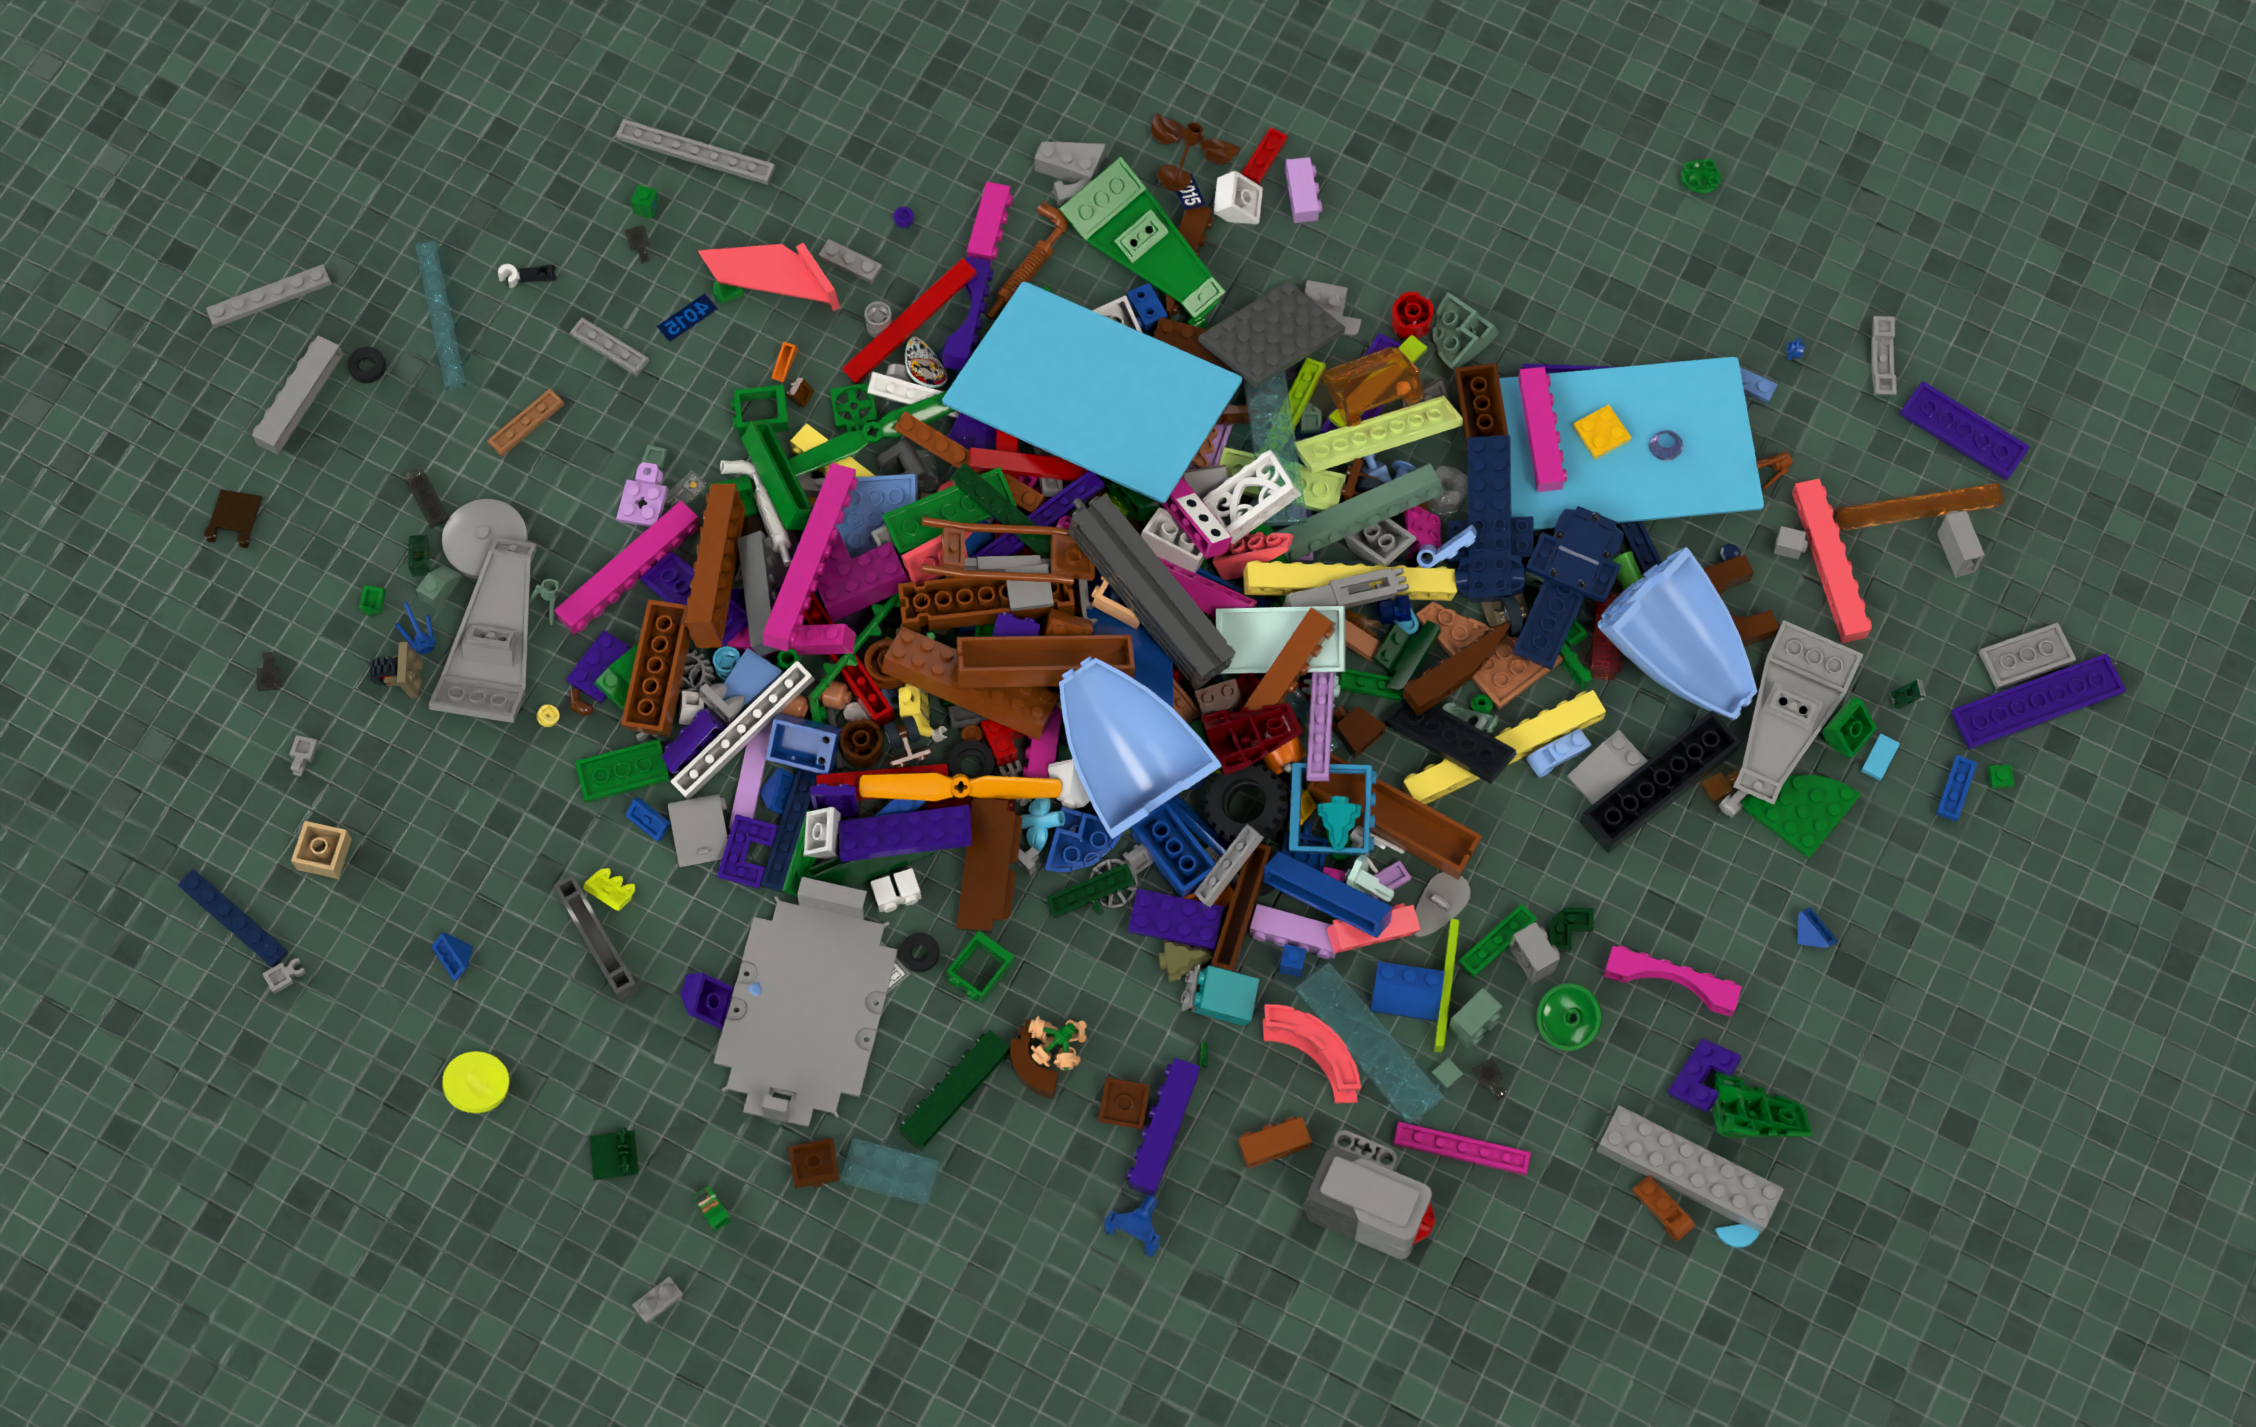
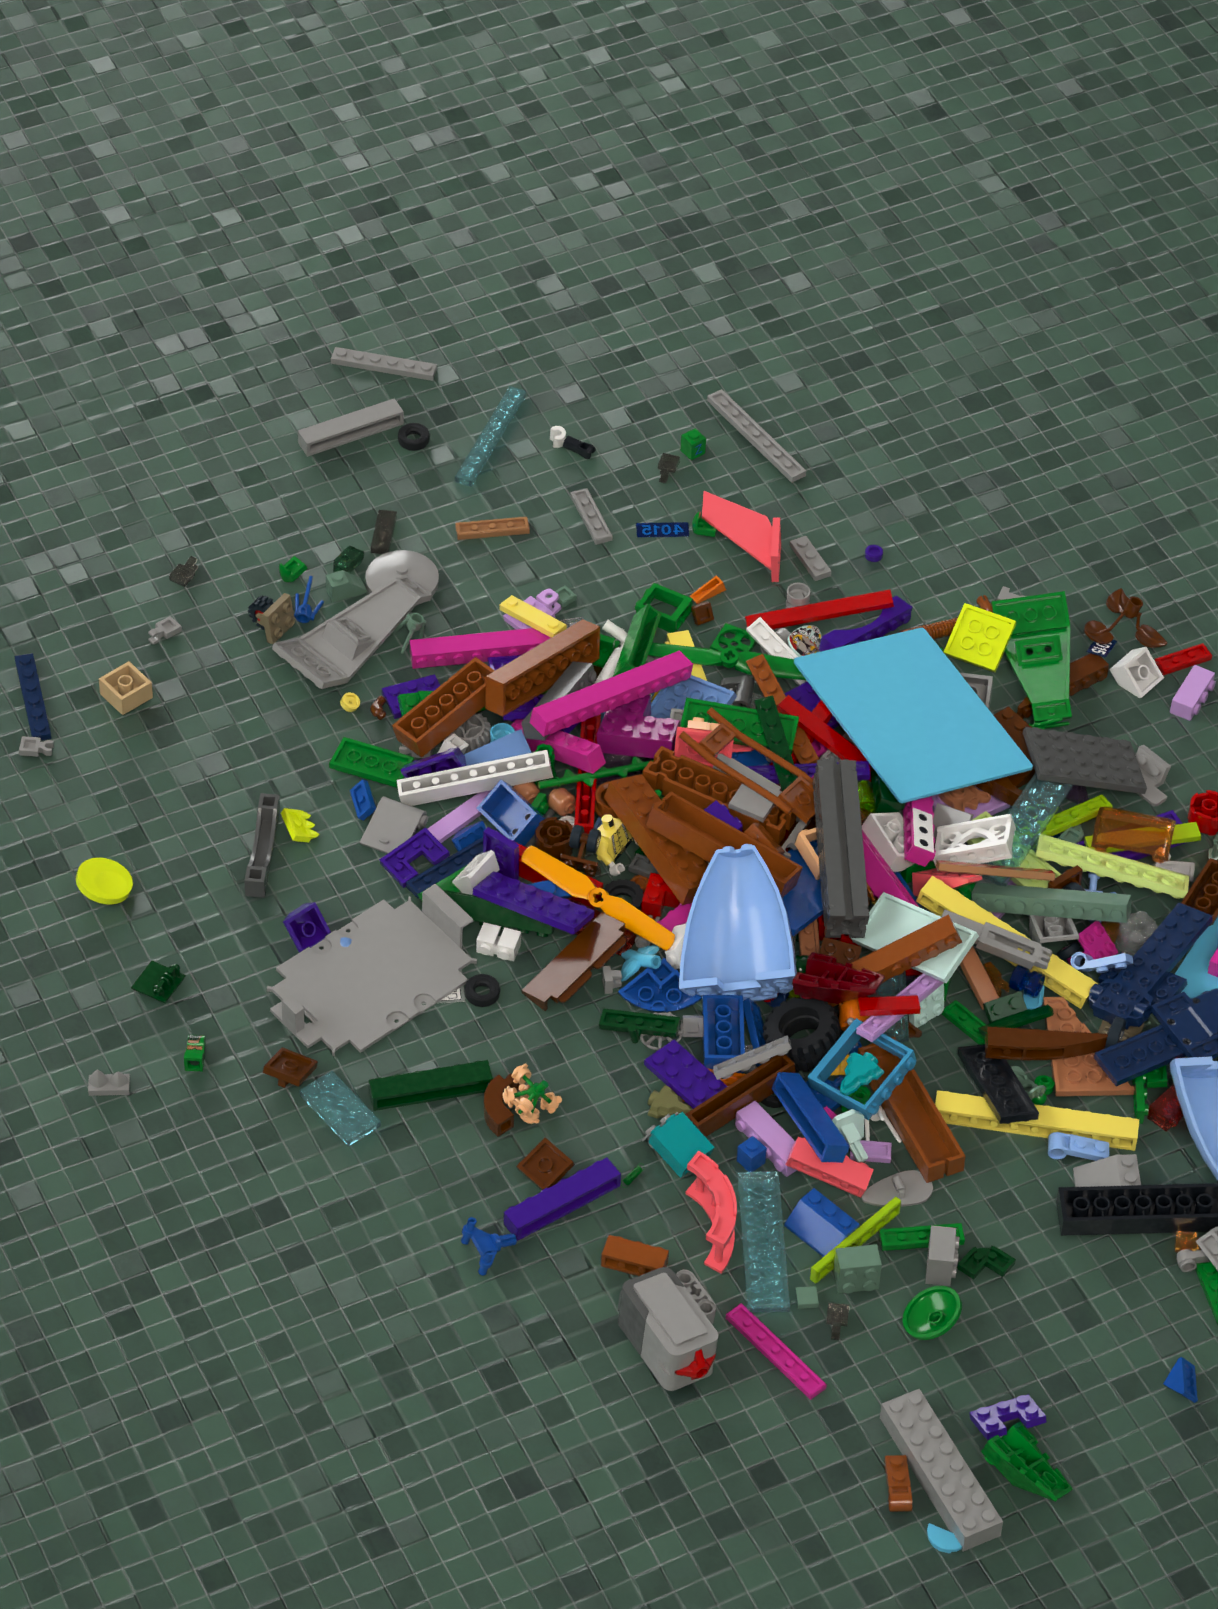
camera: 35 degrees right, 20 degrees down
(234, 513) = (246, 472): dark brown flag -> none
(453, 954) = (158, 801): blue slope -> none
(652, 506) = (532, 616): none -> light yellow plate
(725, 710) = (471, 746): light grey tile -> none
(918, 538) = (698, 723): none -> light nougat plate
(989, 222) = (934, 586): dark pink brick -> none
(993, 949) = (516, 1009): green window -> none
(1070, 160) = (1027, 579): light grey wedge -> none
(1076, 255) = (979, 637): none -> neon yellow plate
(1146, 307) = (1005, 695): blue brick -> none
(1292, 515) = (995, 870): none -> medium nougat tile
(1317, 733) = (888, 1005): none -> red tile
(1357, 729) = (933, 1043): reddish brown torso -> none
(1716, 994) = (1010, 1313): dark pink arch -> none

